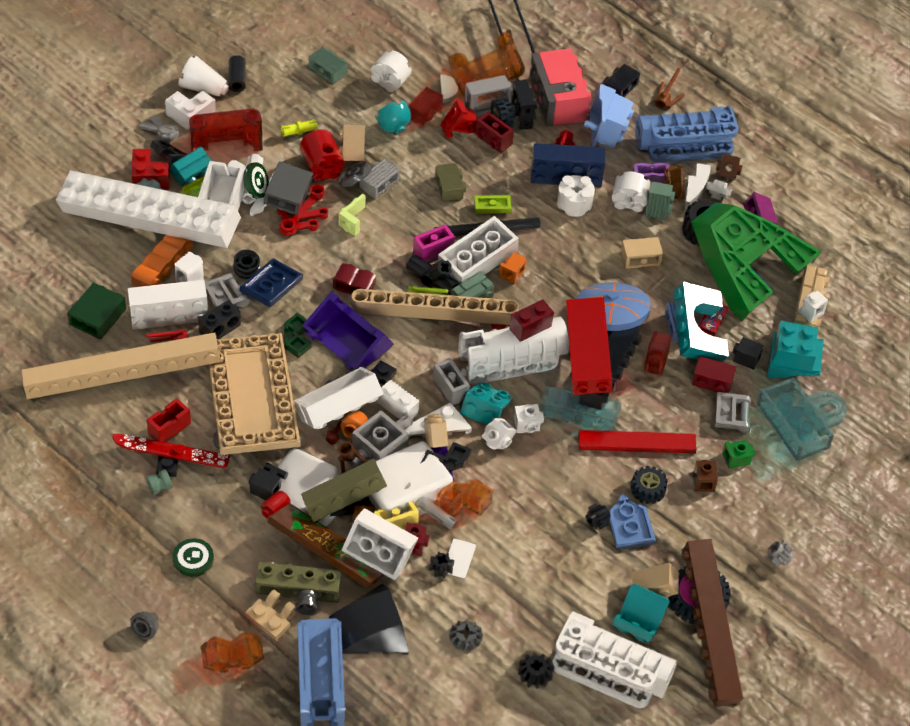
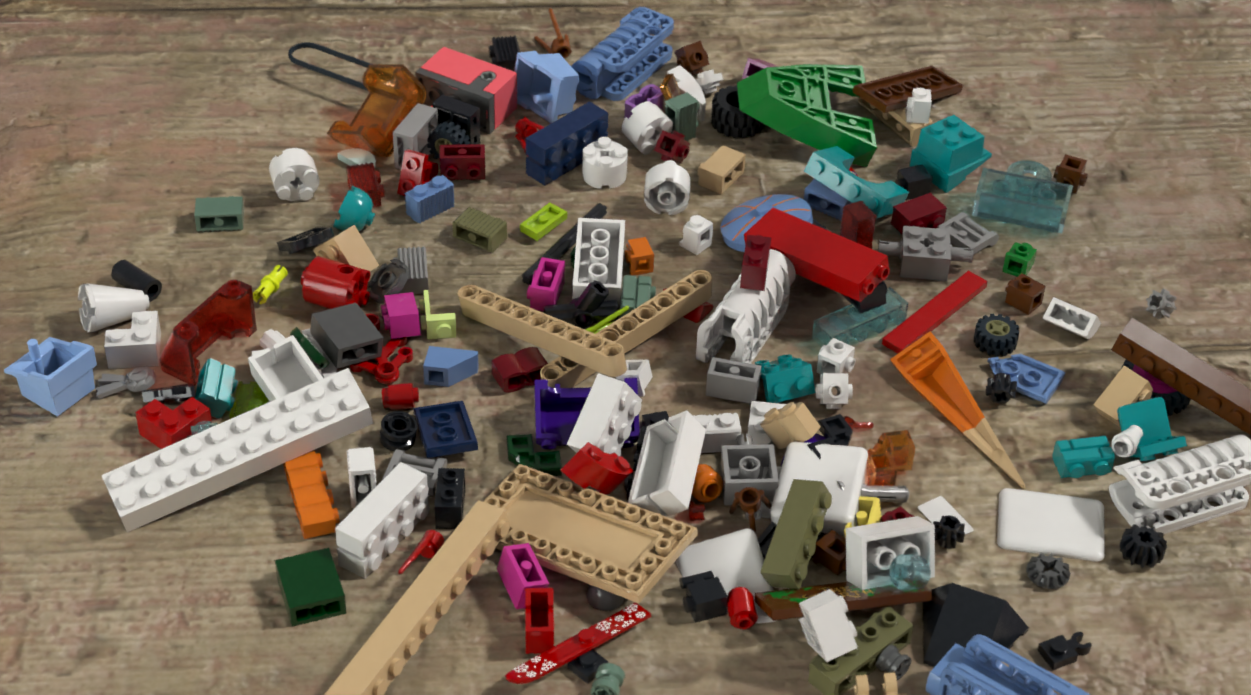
camera: 45 degrees left, 10 degrees down
(124, 96) = (55, 373): none -> light blue piece
(194, 389) = (520, 570): none -> dark pink brick
(274, 245) = (400, 396): none -> red brick
(280, 548) = (827, 625): none -> white brick
(299, 368) = (597, 469): none -> red brick
(320, 248) = (449, 365): none -> medium blue slope
(334, 199) = (401, 315): none -> dark pink brick
(336, 344) = (606, 416): none -> white brick
(347, 115) = (306, 239): none -> black plate
(370, 562) = (909, 572): none -> clear light blue head
(384, 267) = (543, 330): none -> tan beam
(405, 335) = (638, 369): none -> white brick
(405, 679) = (1062, 652): none -> black plate
(447, 141) = (430, 199): none -> medium blue brick
(481, 460) = (856, 425): none -> clear red hand
(511, 614) = (1051, 524): none -> white piece
(564, 276) = (697, 234): none -> white brick
(569, 475) = (936, 379): none -> orange plate
(583, 595) = (1083, 457): none -> teal brick
(584, 238) = (667, 188): none -> white brick
(612, 607) = (1126, 442): none -> white cone
(629, 215) = (672, 146): none -> dark red brick
(682, 401) = (925, 253): none -> light grey brick
(710, 515) = (1072, 318): none -> white brick
(839, 290) = (893, 91): none -> reddish brown tile
(855, 428) = (1071, 172): none -> reddish brown brick

